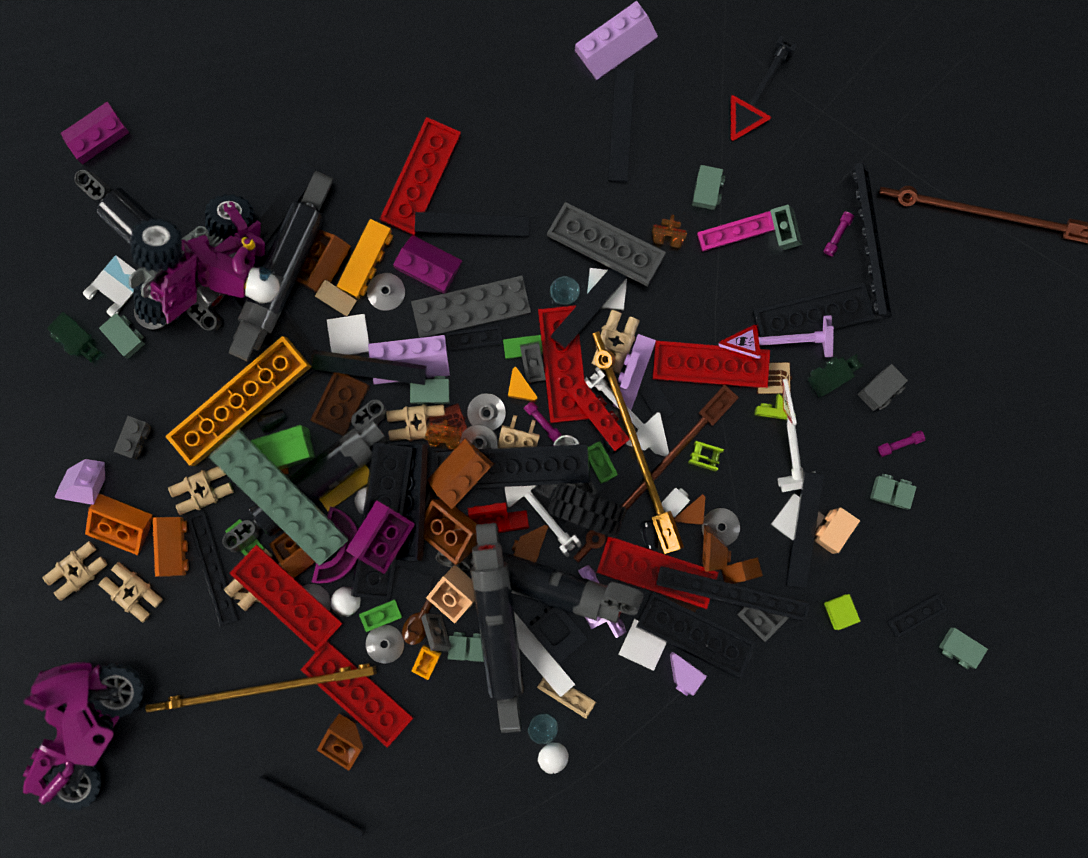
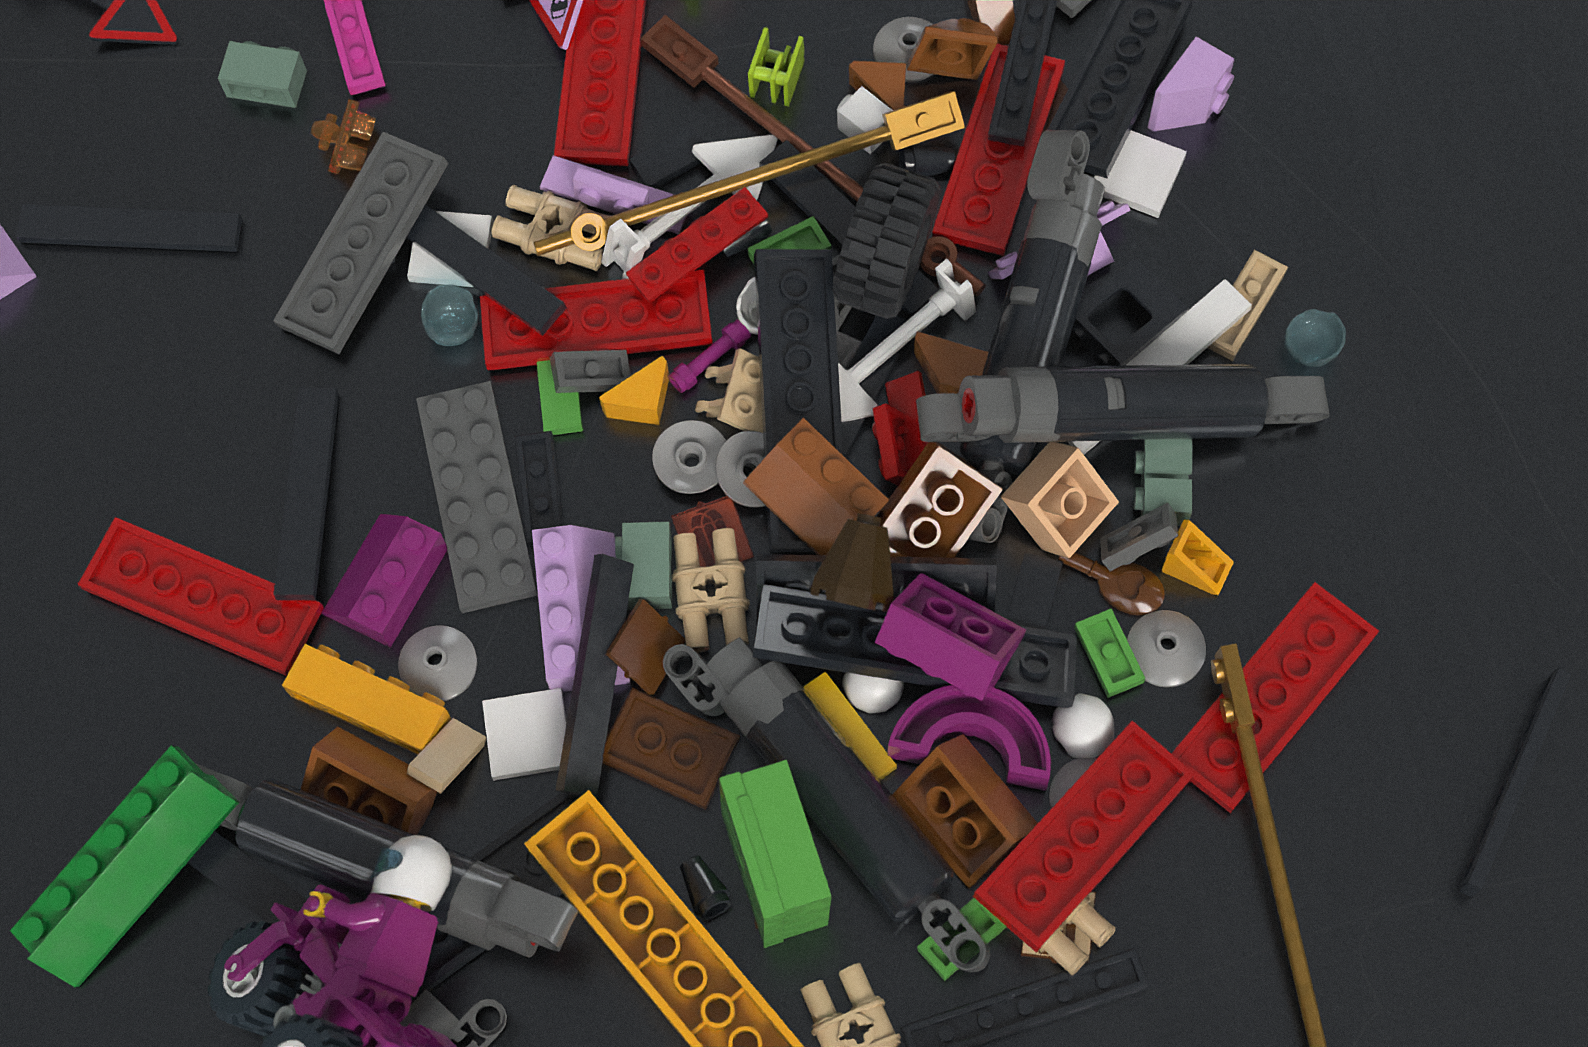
camera: 85 degrees left, 15 degrees down
(278, 497) = (870, 831): sand green plate -> none
(283, 151) = (123, 867): none -> green slope
(341, 742) = (1376, 720): dark orange slope -> none
(387, 391) = (642, 646): none -> reddish brown piece
(410, 491) = (857, 566): none -> dark brown cone
(443, 434) = (734, 525): clear orange hips -> none
(553, 758) = (1370, 324): white hair -> none

